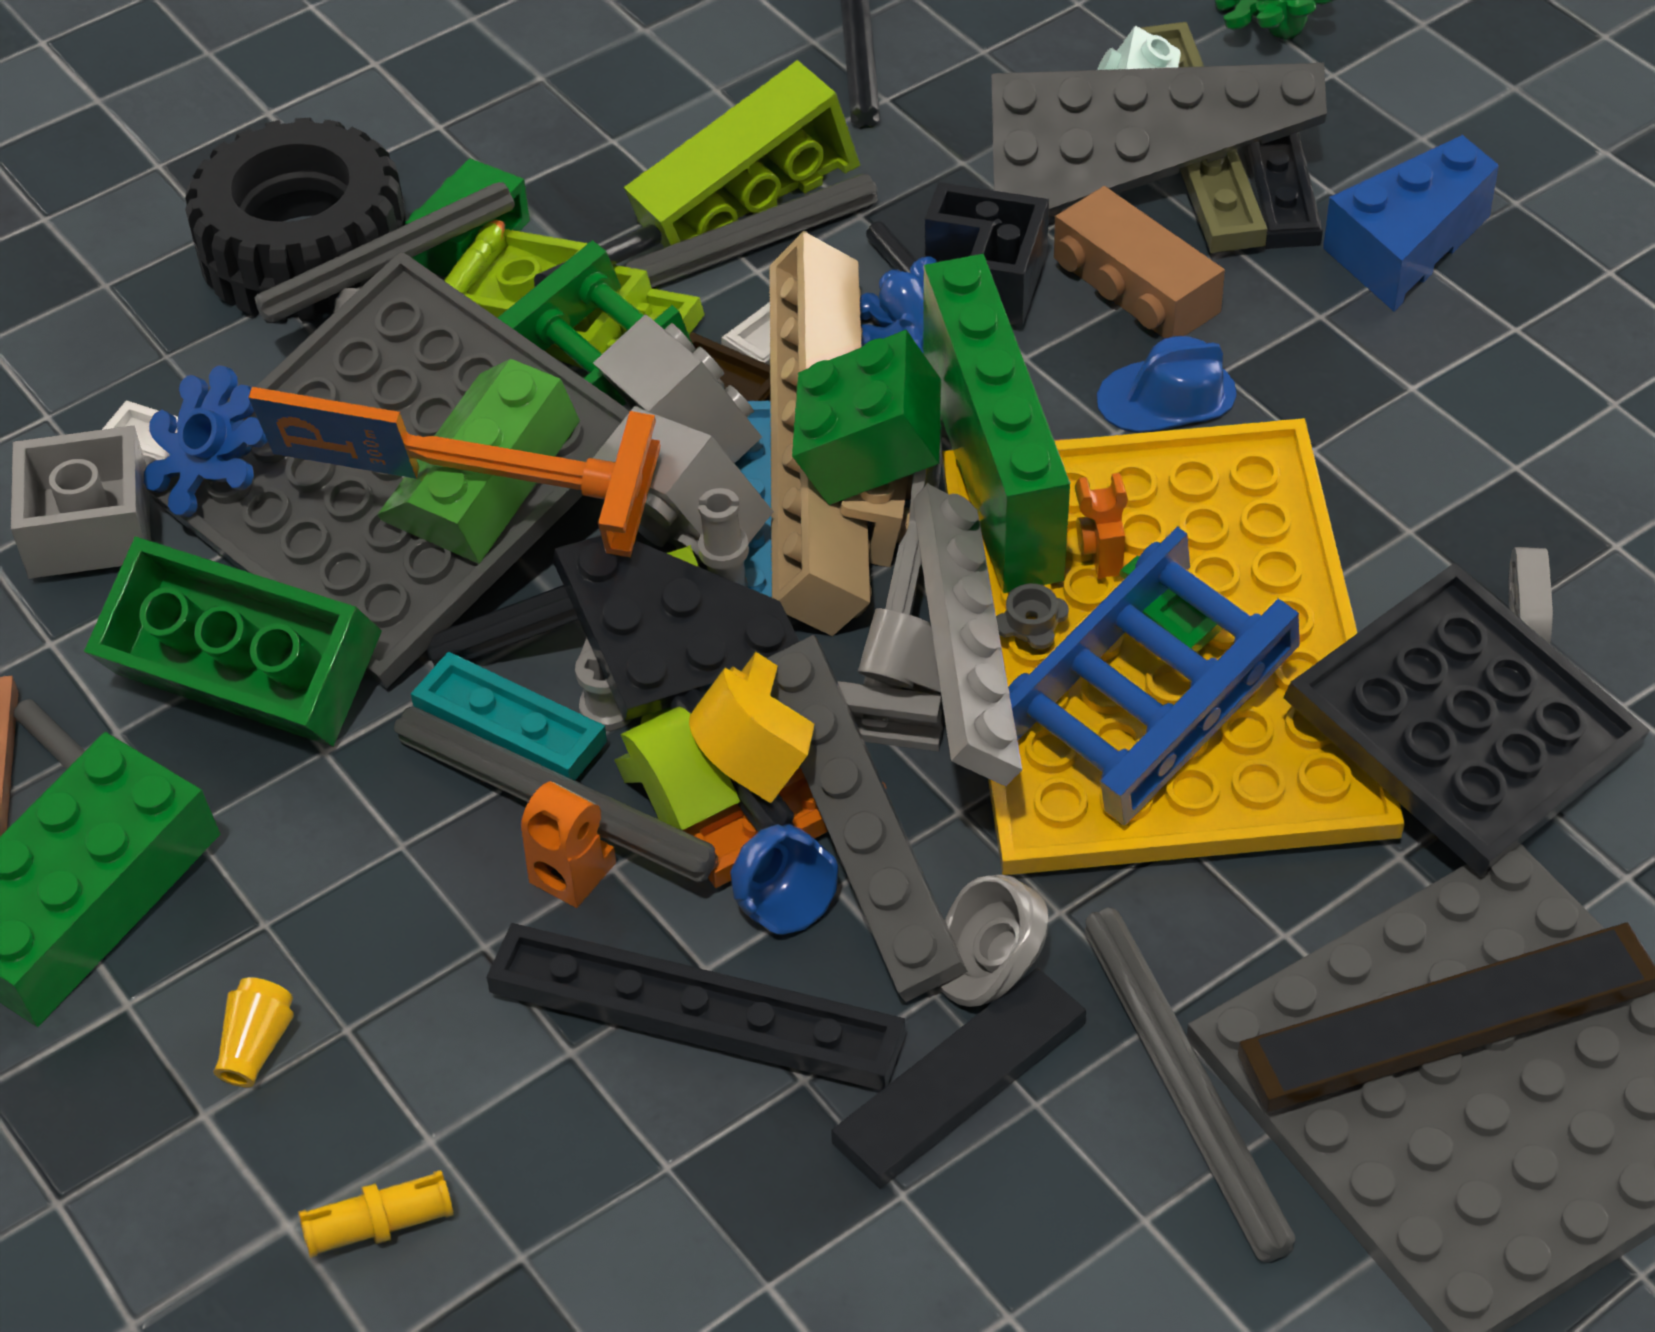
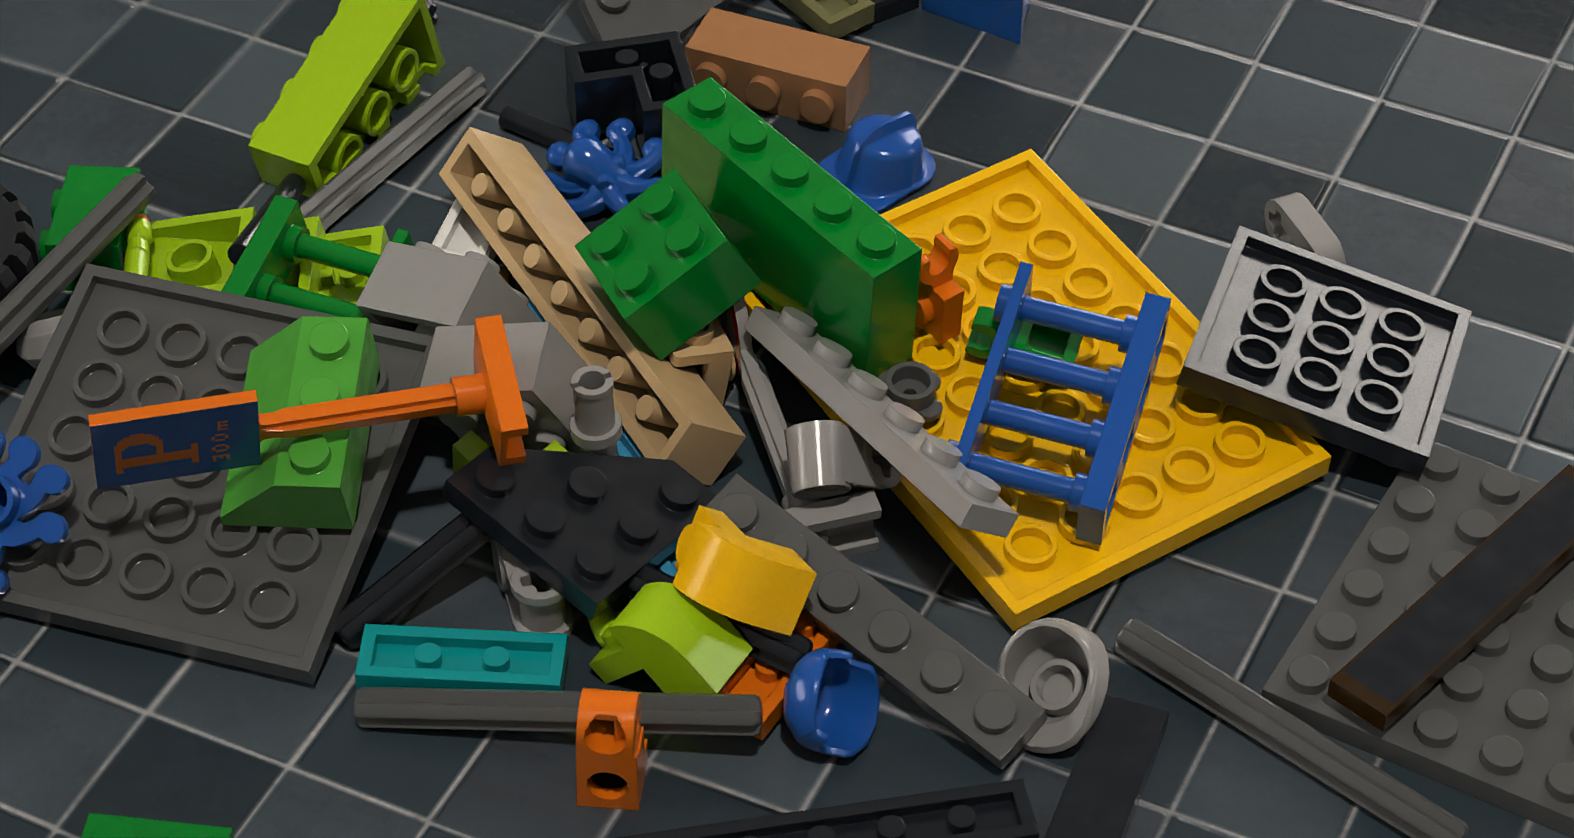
camera: 30 degrees left, 5 degrees down
(234, 640) = (148, 686): green brick -> none

